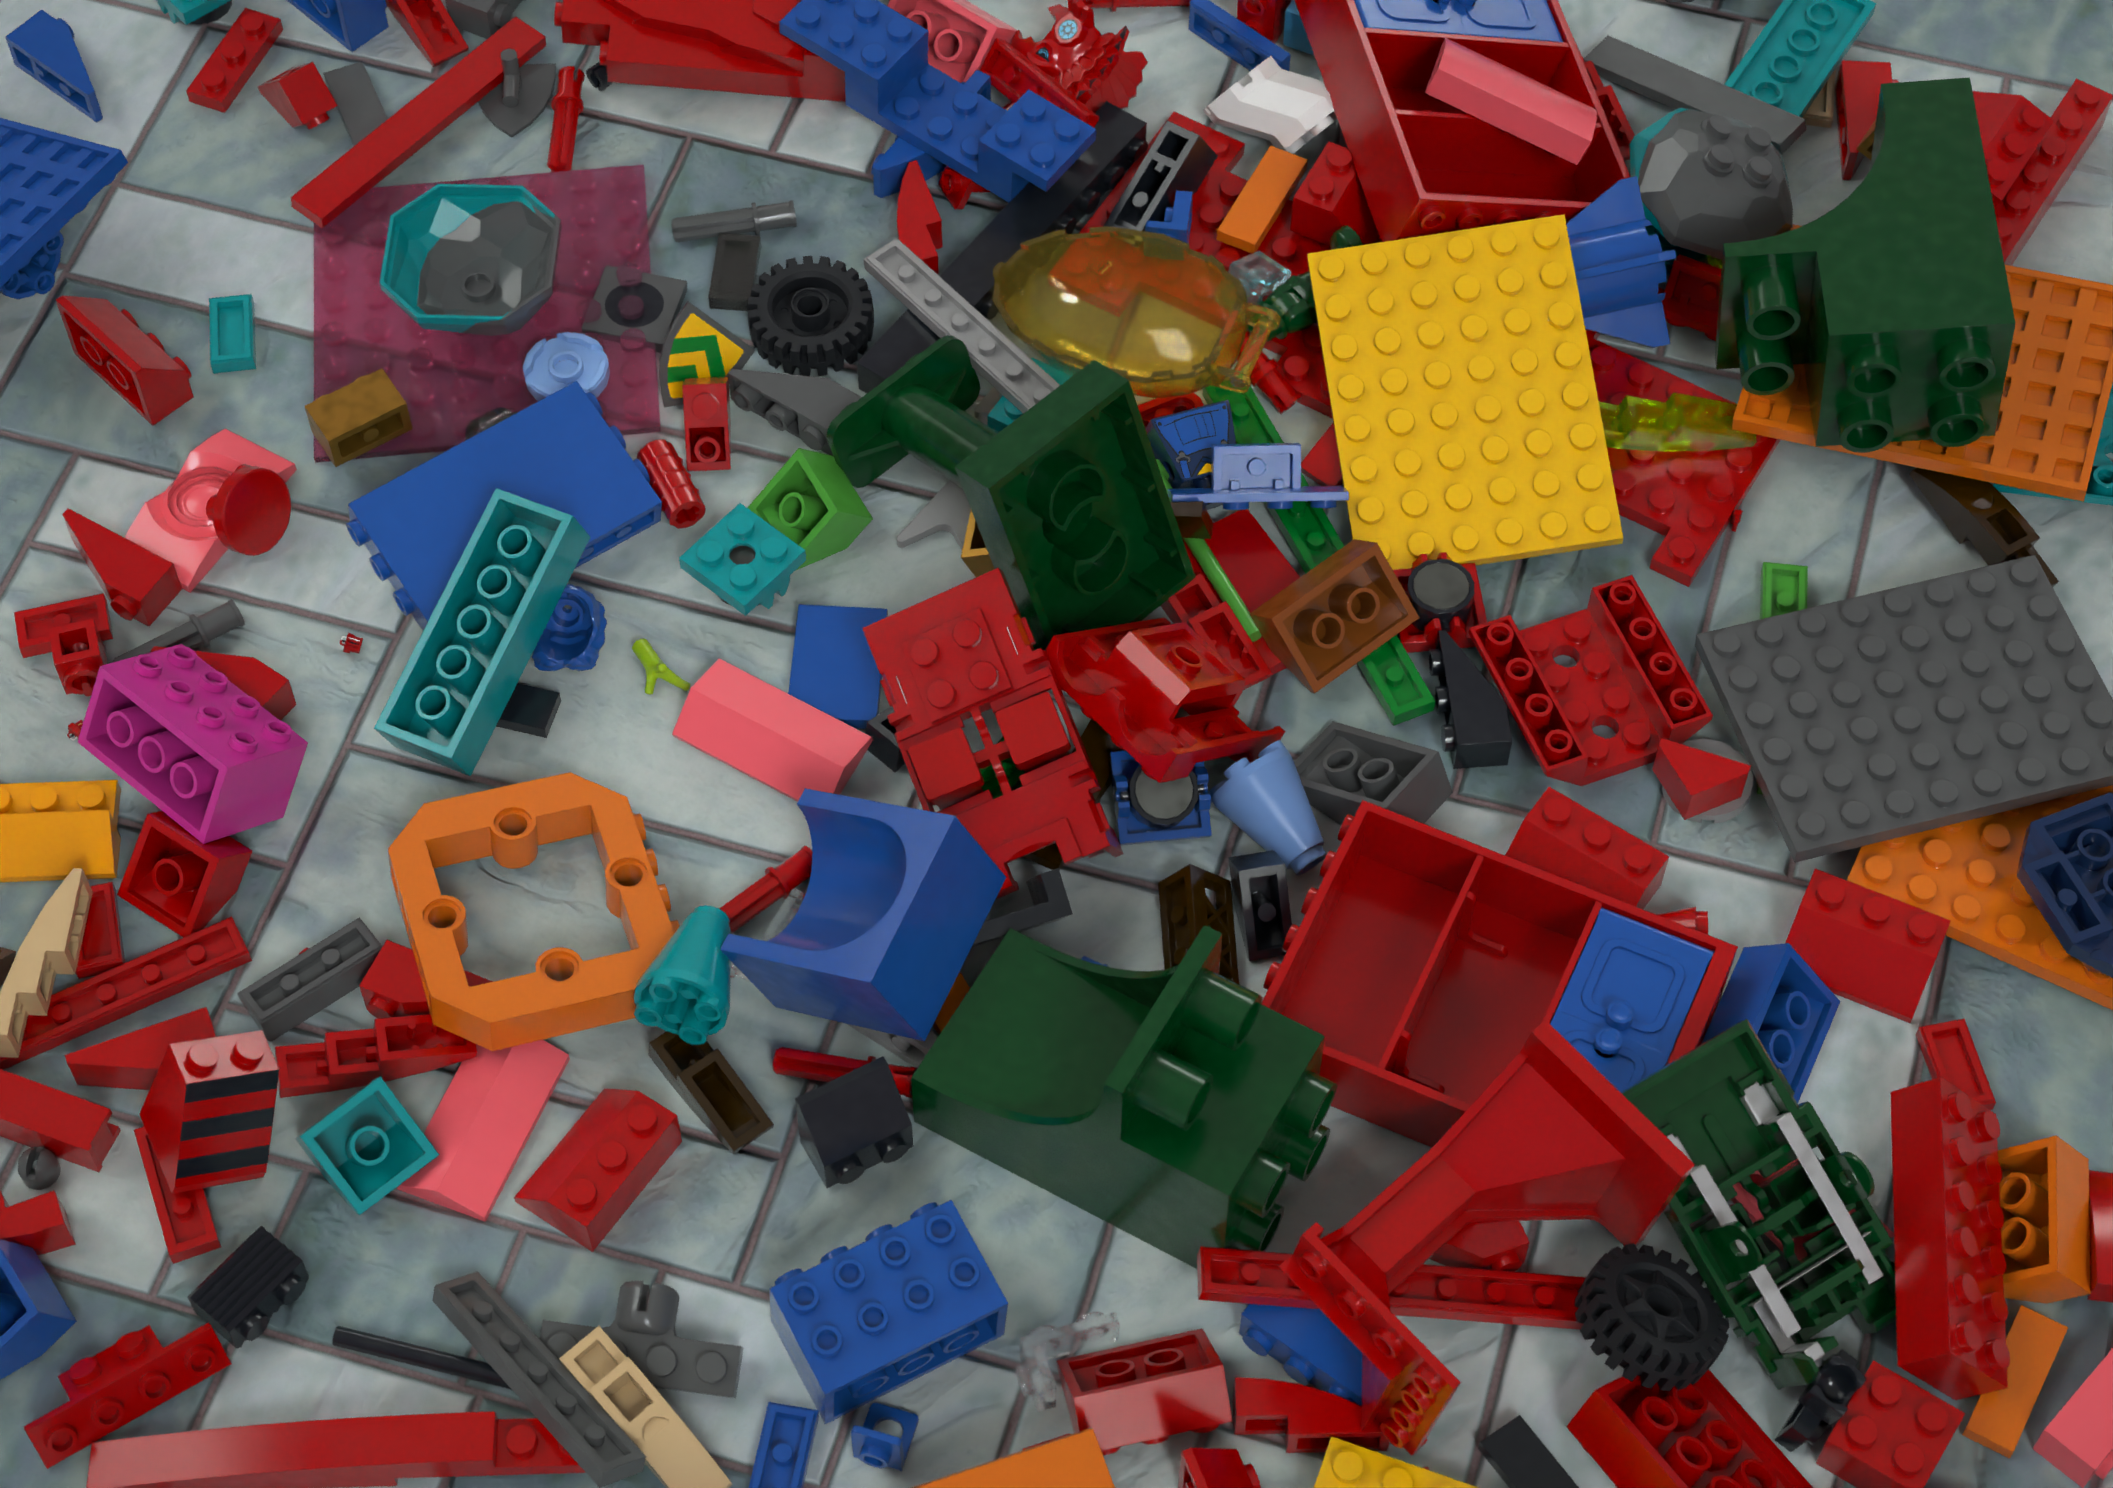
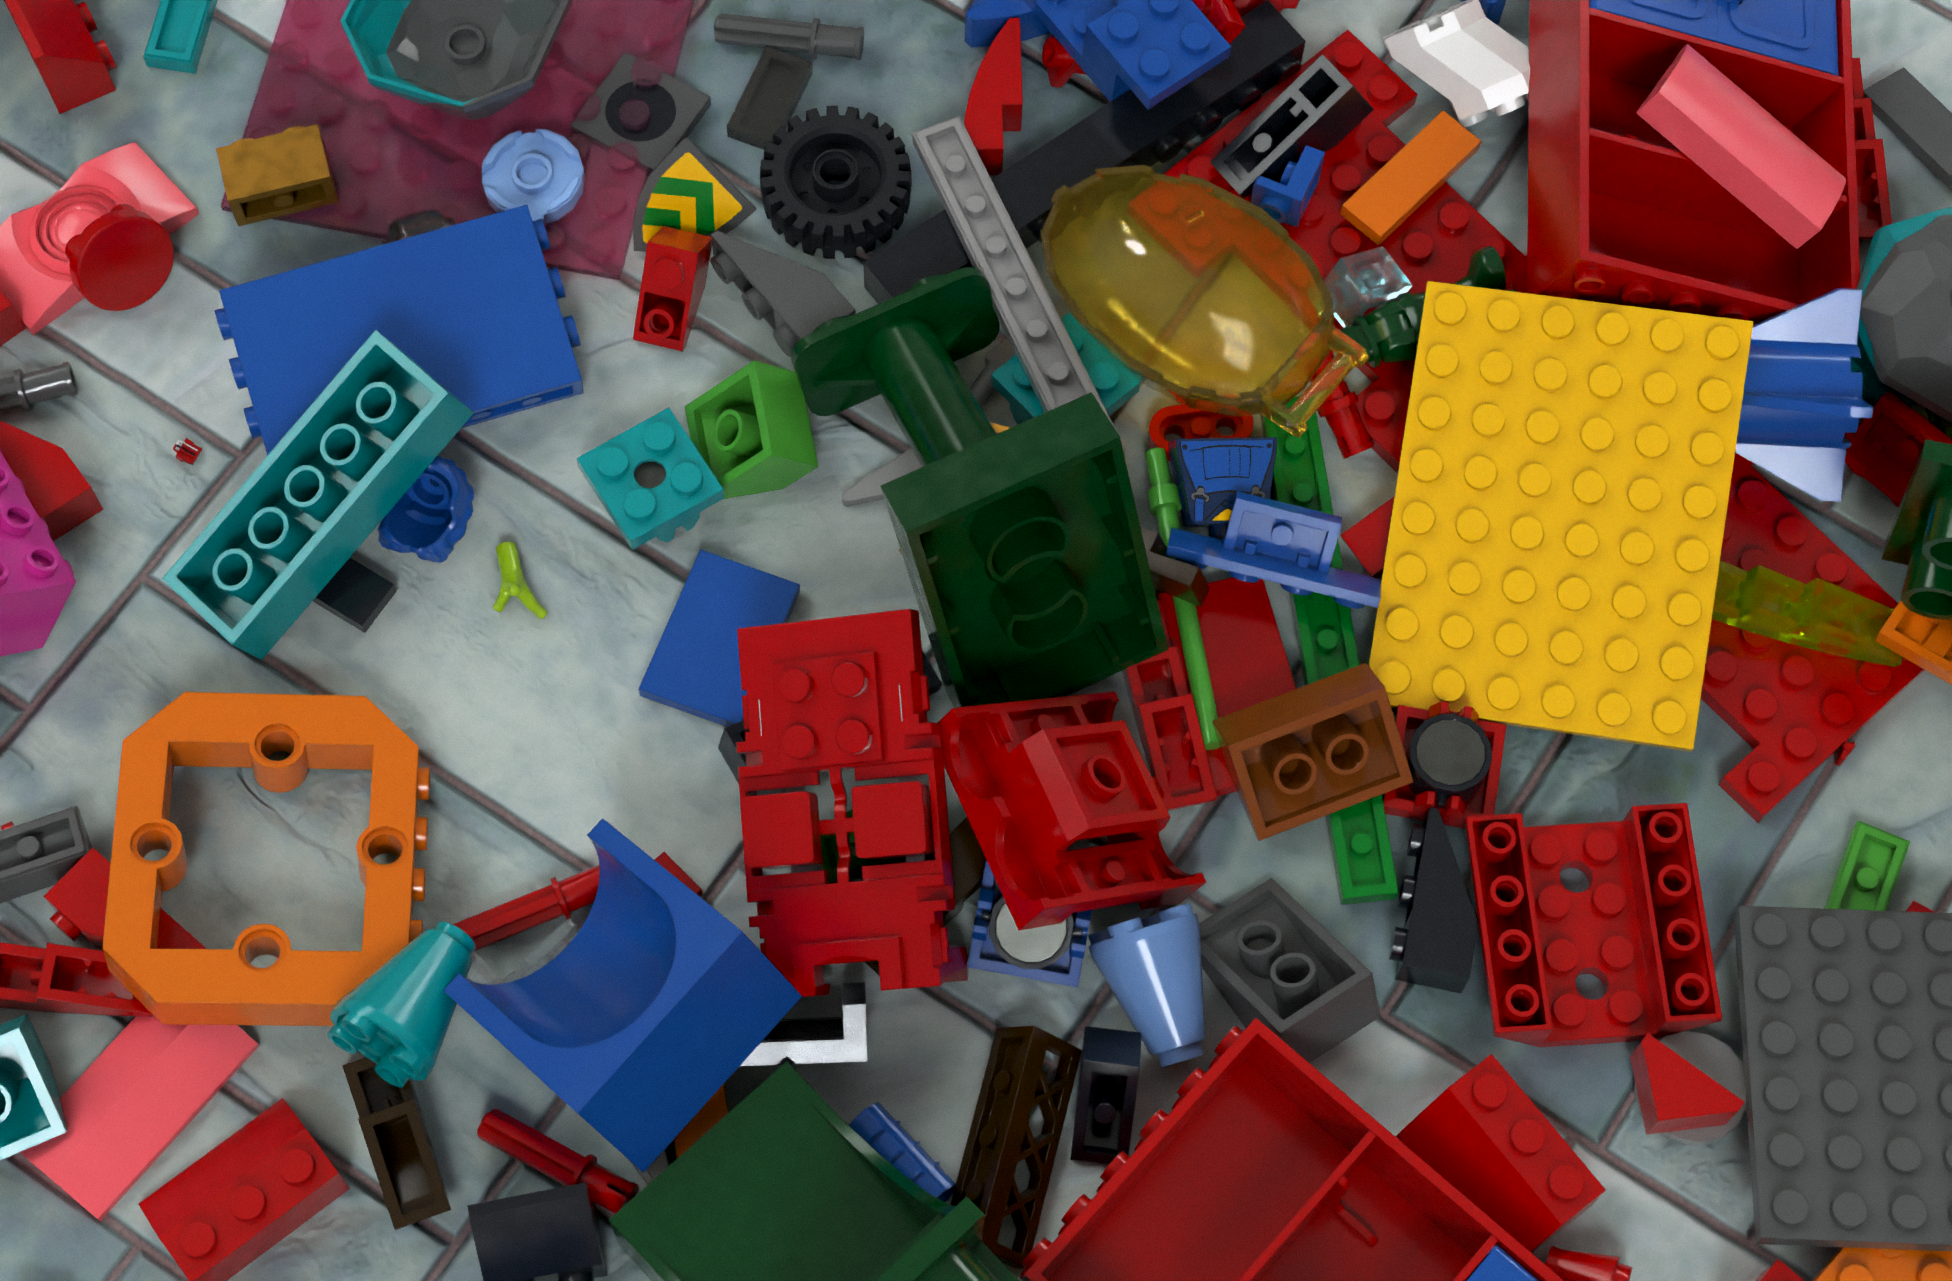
camera: 15 degrees right, 10 degrees up
(672, 484) = (605, 354): red axle -> none
(769, 733) = (614, 709): coral slope -> none
(1331, 199) = (1491, 206): red slope -> none

